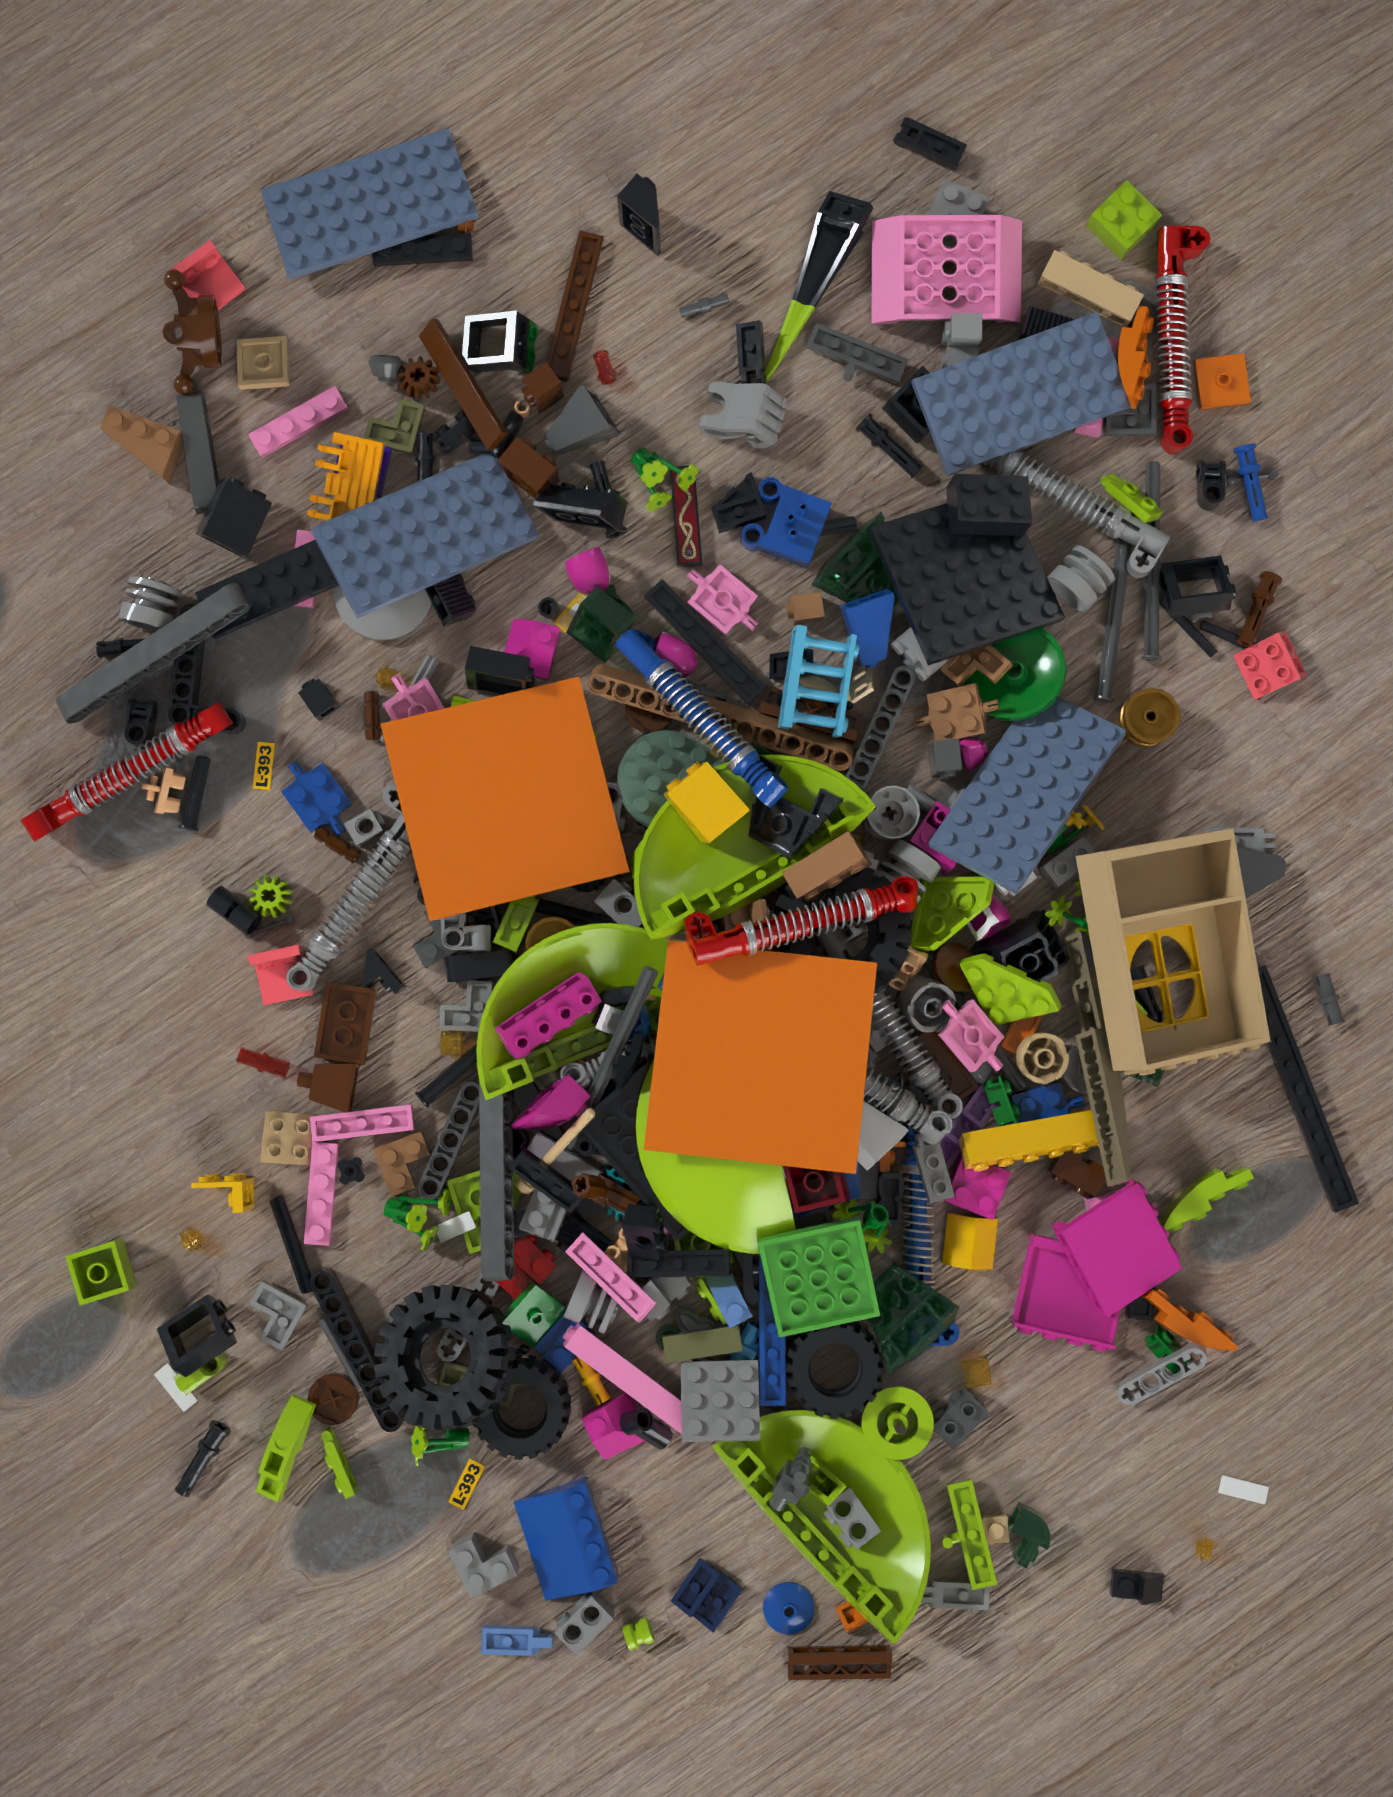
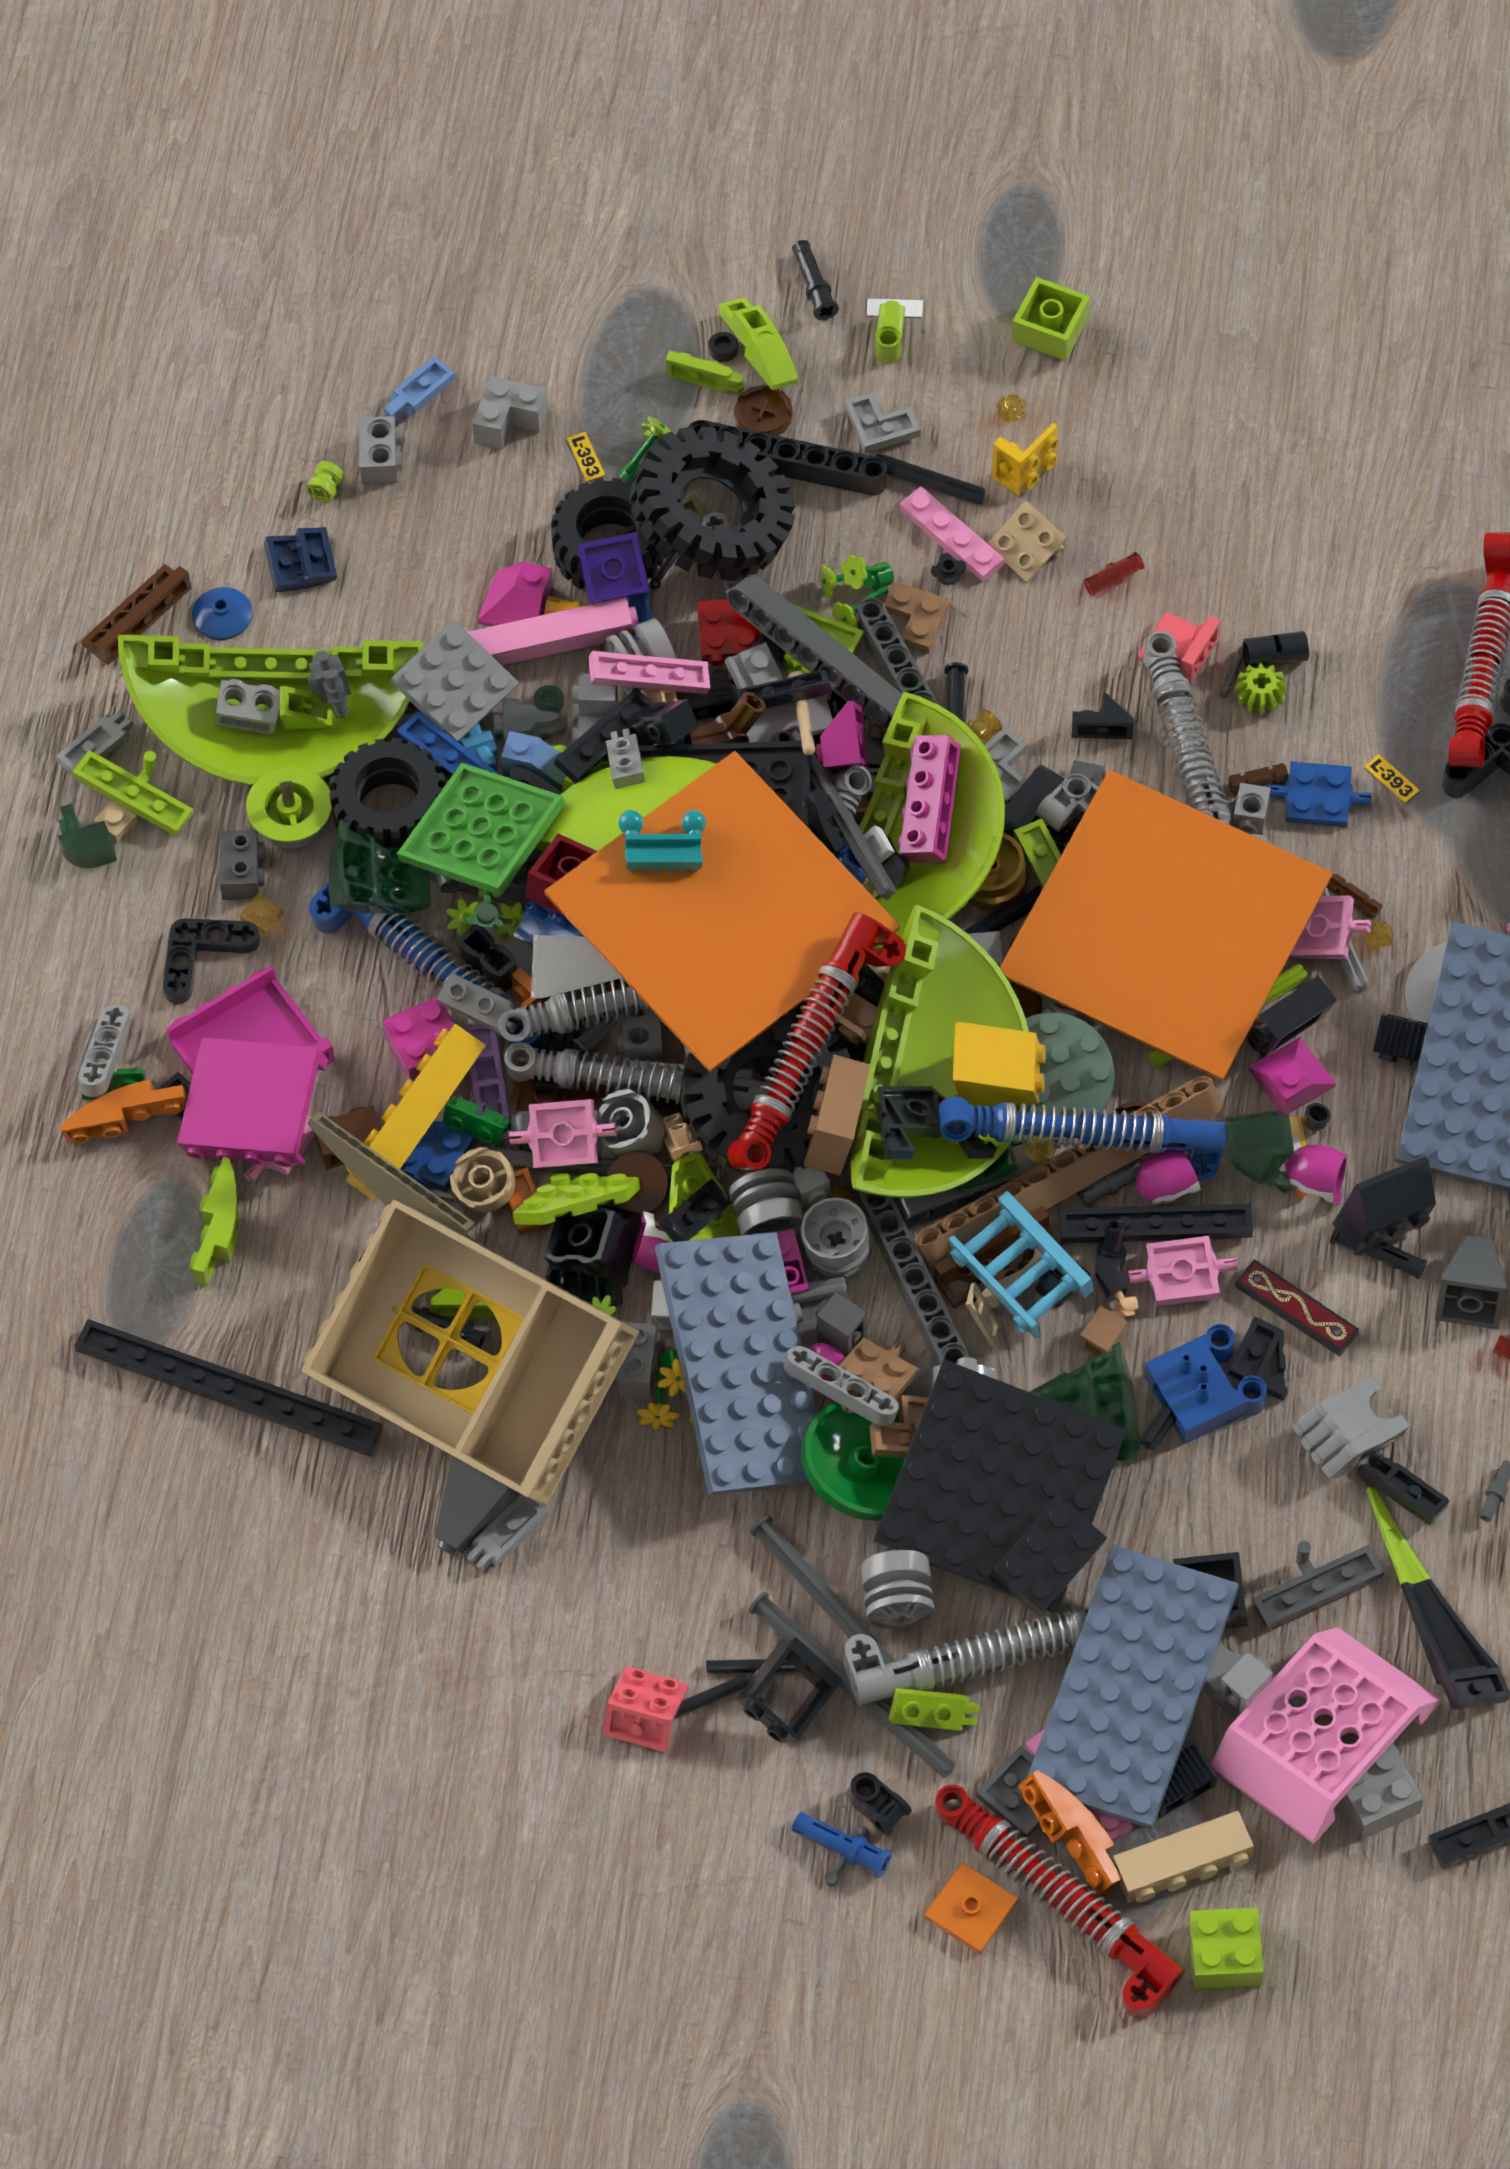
camera: 135 degrees right, 25 degrees down
(168, 779) = (1431, 669): light nougat hips -> none
(170, 1332) = (932, 324): black window -> none
(195, 793) = (1415, 701): black axle -> none
(305, 1471) = (723, 346): none -> black tile
(318, 698) = (1411, 862): black brick -> none
(331, 1084) = (1039, 609): reddish brown torso -> none
(345, 1023) = (1085, 661): reddish brown plate -> none
(362, 1123) = (982, 608): bright pink plate -> none
(455, 1226) = (817, 607): white sticker -> none
(528, 467) = (1468, 1194): reddish brown brick -> none
(533, 1313) = (680, 604): green plate -> none
(554, 1372) = (613, 568): none -> dark purple plate
(567, 1540) = (458, 493): blue slope -> none
(646, 1427) = (489, 613): black piece -> none
(651, 471) = (1384, 1308): lime plant -> none
(694, 1228) = (625, 759): none -> light grey hinge
(702, 1343) = (517, 708): olive tile -> none
(757, 645) = (1108, 1267): none -> black arm
(761, 1123) = (663, 850): none -> teal gear
(871, 622) = (1033, 1362): blue slope -> none
(877, 439) = (1210, 1538): black pin -> none
(959, 902) = (695, 1212): none -> black tile
(969, 1241) = (374, 996): yellow slope -> none
(994, 715) = (843, 1382): none -> light grey beam
(1039, 1393) = (190, 945): none -> black beam
(1153, 703) = (703, 1542): pearl gold wheel -> none
(1261, 599) = (714, 1753): reddish brown pin -> none
(1329, 999) = (281, 1483): dark grey pin -> none

